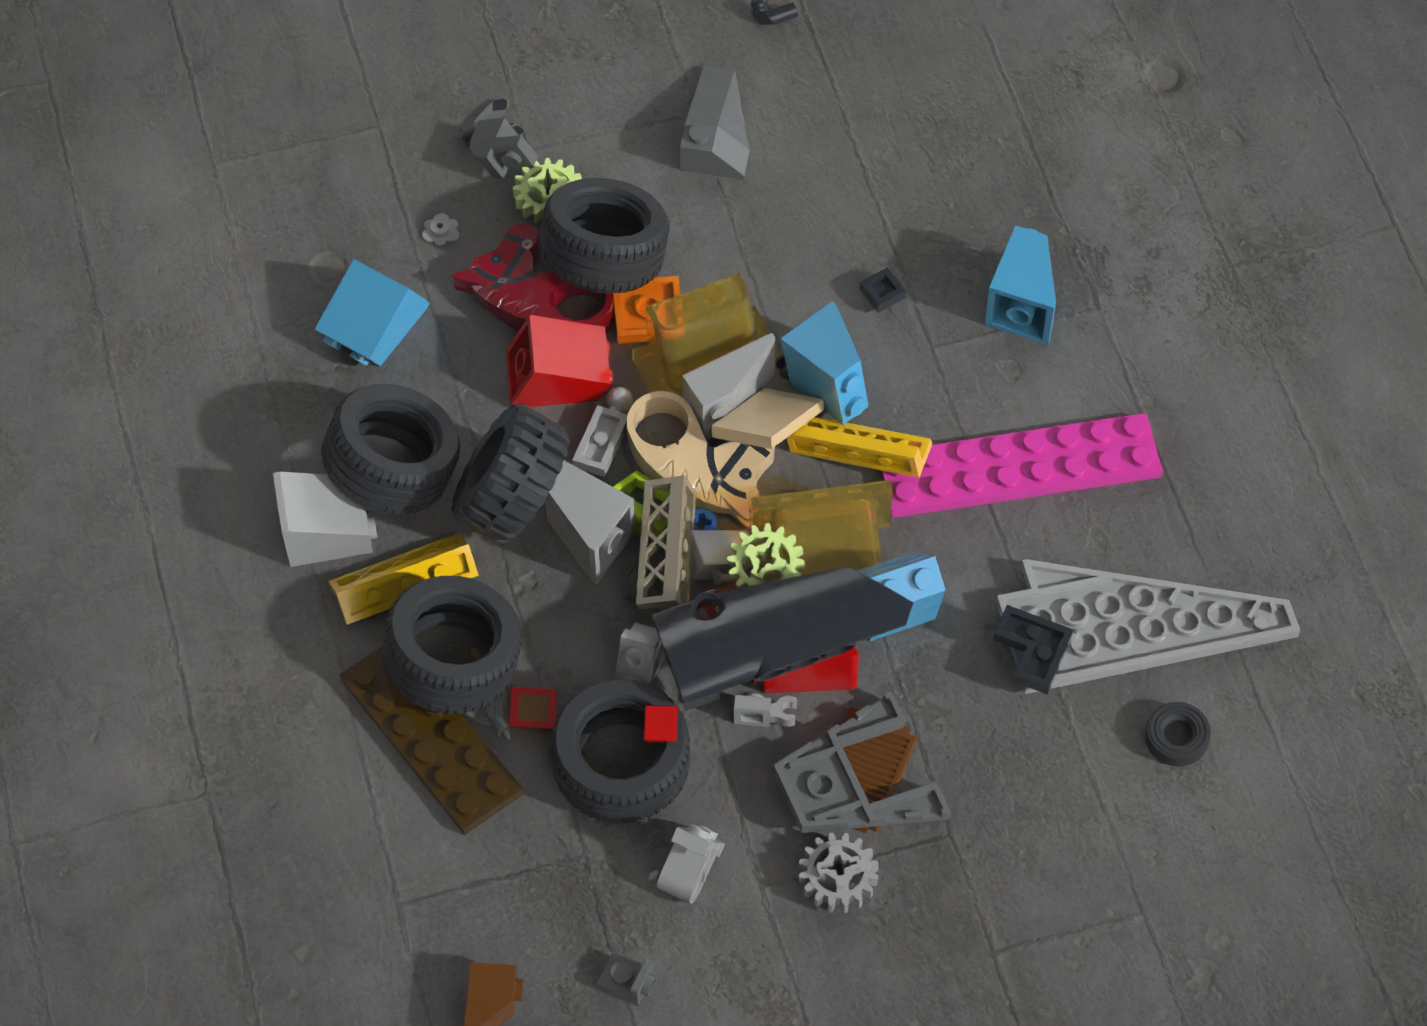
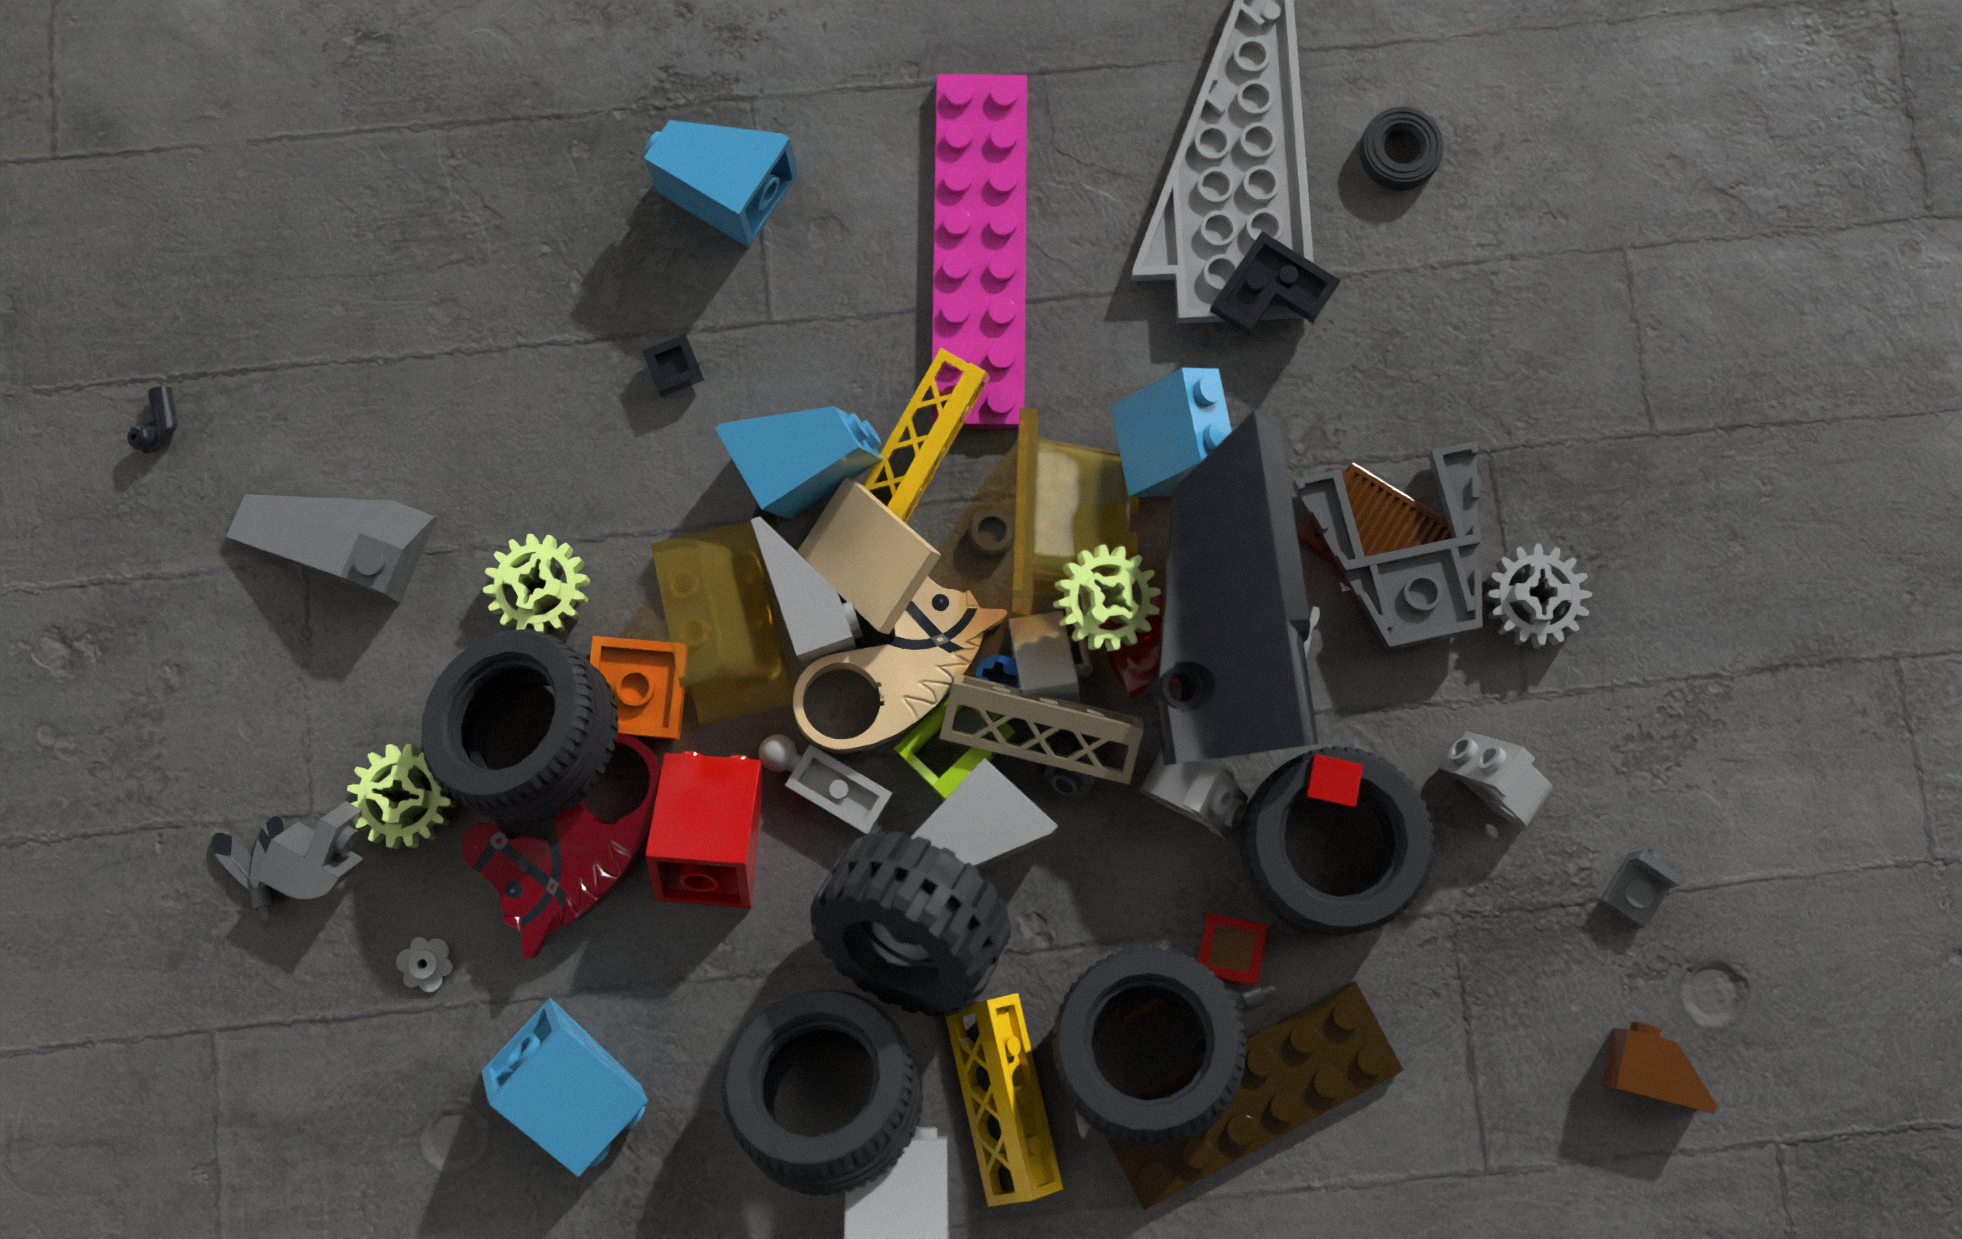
camera: 80 degrees left, 20 degrees up
(706, 238) = (541, 566): none -> yellowish green gear

